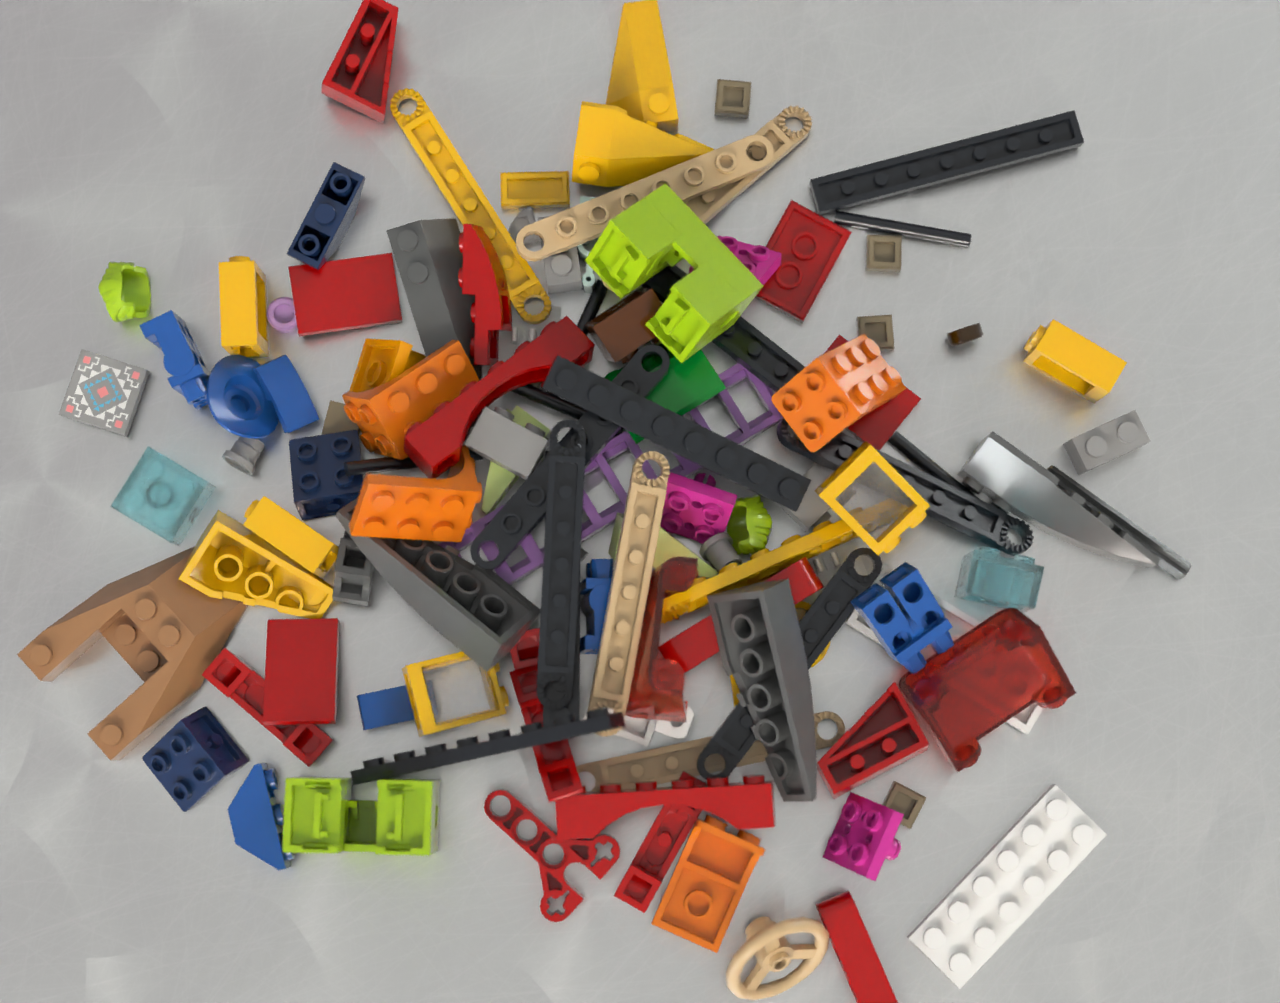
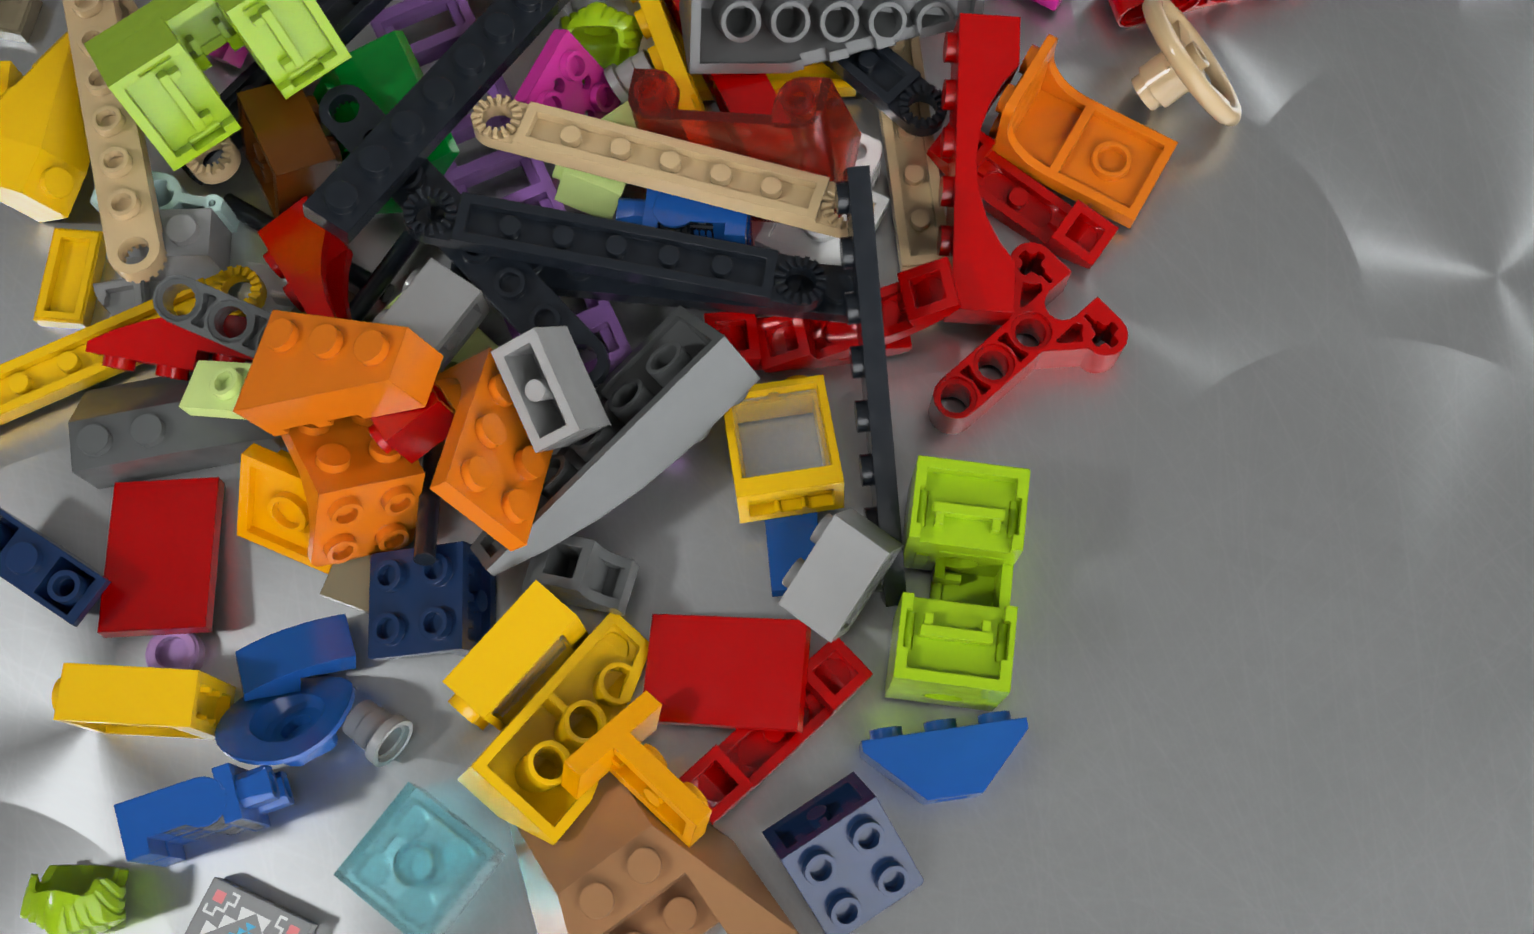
camera: 80 degrees left, 10 degrees down
(227, 626) = (640, 769): none -> light orange bracket
(362, 738) = (838, 573): none -> light grey brick
(444, 328) = (214, 389): none -> yellowish green plate
(447, 396) = (334, 369): none -> orange wedge
(455, 536) = (550, 387): none -> light grey brick
(501, 306) = (210, 312): none -> dark grey beam

